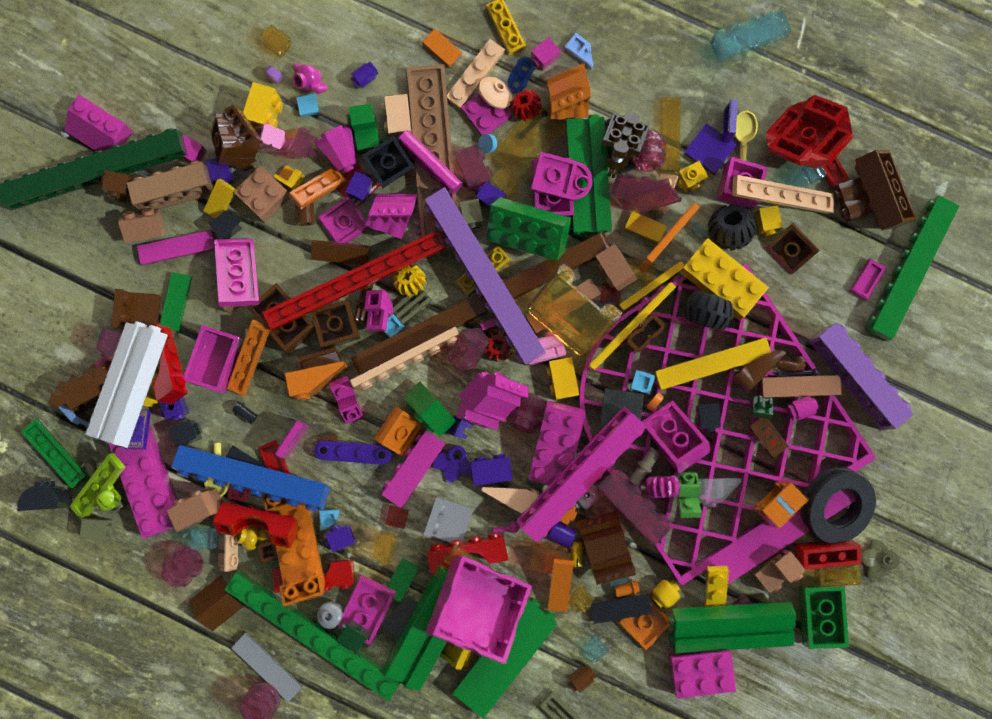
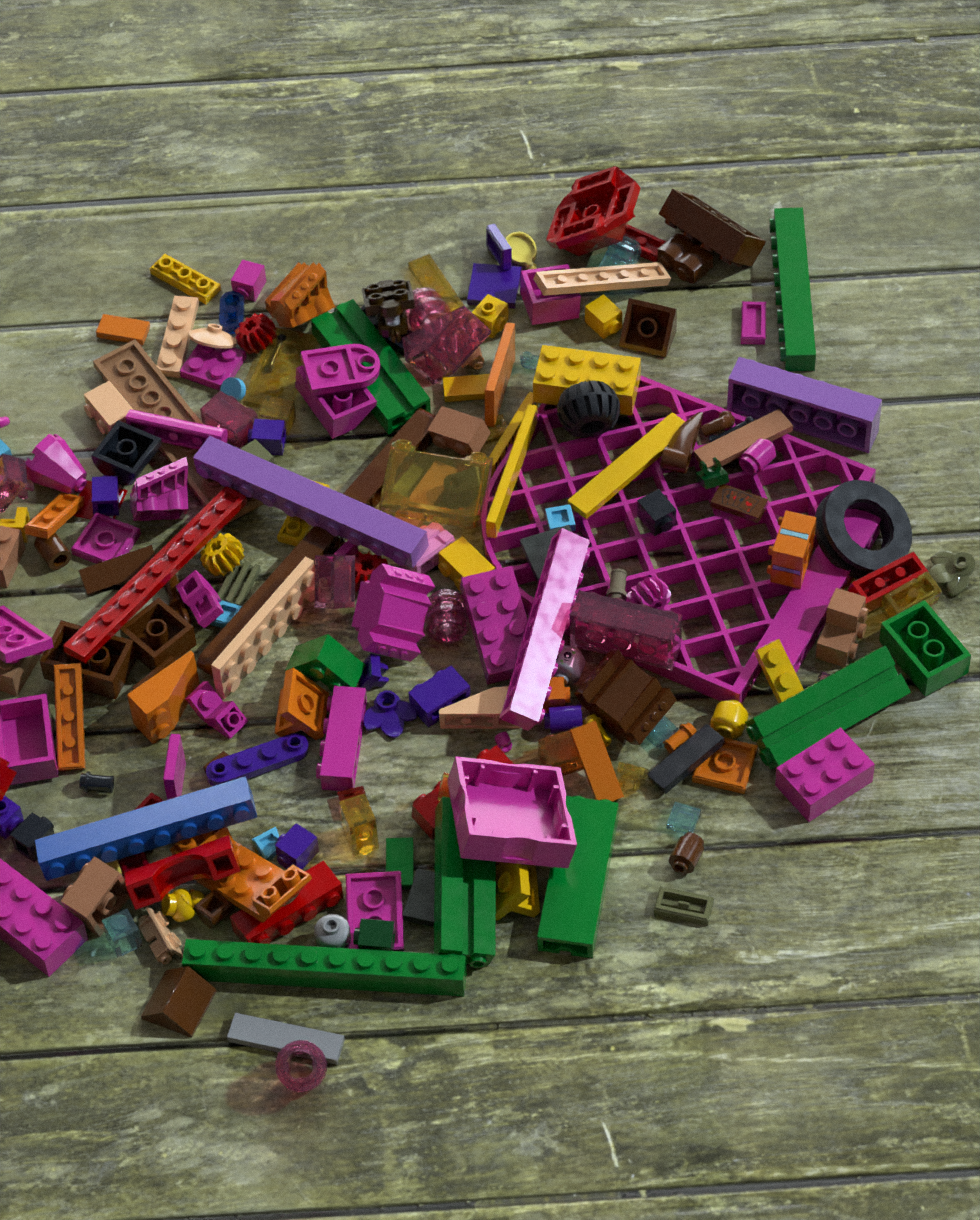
camera: 25 degrees left, 30 degrees down
(182, 567) = (112, 973): clear pink piece -> none
(364, 75) = (45, 390): dark purple brick -> none
(364, 124) = (73, 424): green brick -> none
(448, 520) = (415, 770): light grey bracket -> none
(528, 228) = (332, 434): green brick -> none
(580, 50) = (282, 261): light blue tile -> none
(647, 331) = (531, 467): reddish brown brick -> none
(654, 402) = (586, 526): orange tile -> none
(676, 437) = (636, 547): dark pink slope -> none
(688, 495) = (685, 597): bright green slope -> none
(716, 490) = (711, 576): clear slope -> none
(732, 227) = (567, 331): black wheel -> none
(750, 35) = (470, 166): clear light blue brick -> none

